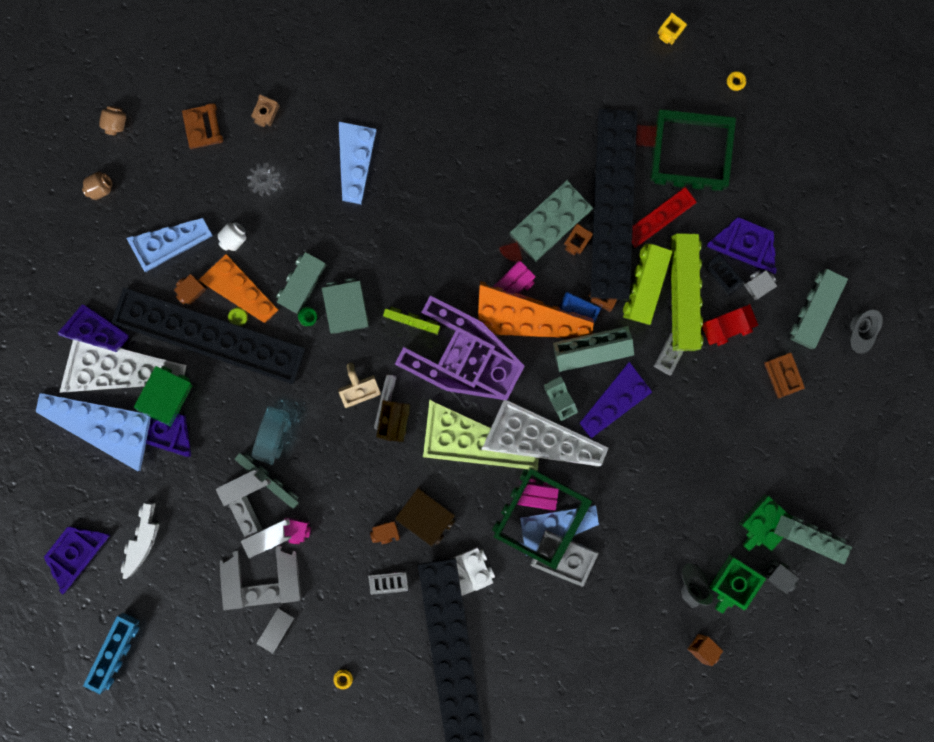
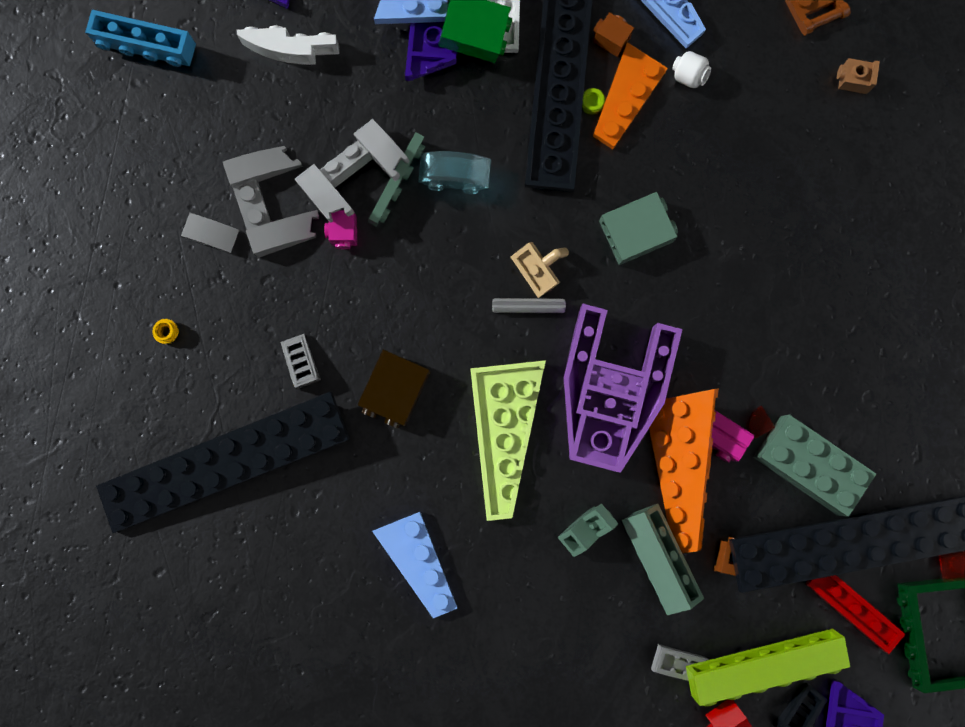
camera: 75 degrees right, 5 degrees down
(263, 173) = (777, 100): clear gear -> none
(301, 282) = (655, 167): sand green brick -> none
(307, 316) = (614, 184): green plate -> none
(355, 158) = (829, 199): light blue wing -> none
(385, 532) = (363, 342): dark orange brick -> none
(393, 420) = (508, 319): dark brown brick -> none
(412, 320) = (641, 316): lime wing -> none
(473, 570) = (337, 466): white plate -> none
(531, 435) = (530, 500): white wing -> none
(539, 495) = (453, 528): dark pink brick -> none
(569, 532) = (409, 580): dark green window -> none
(574, 564) = (379, 582): light grey tile -> none
(580, 306) = (714, 525): blue plate -> none
(581, 234) = (807, 505): dark orange brick -> none
(619, 397) = (606, 608): dark purple wing -> none
(647, 283) = (765, 612): lime brick -> none

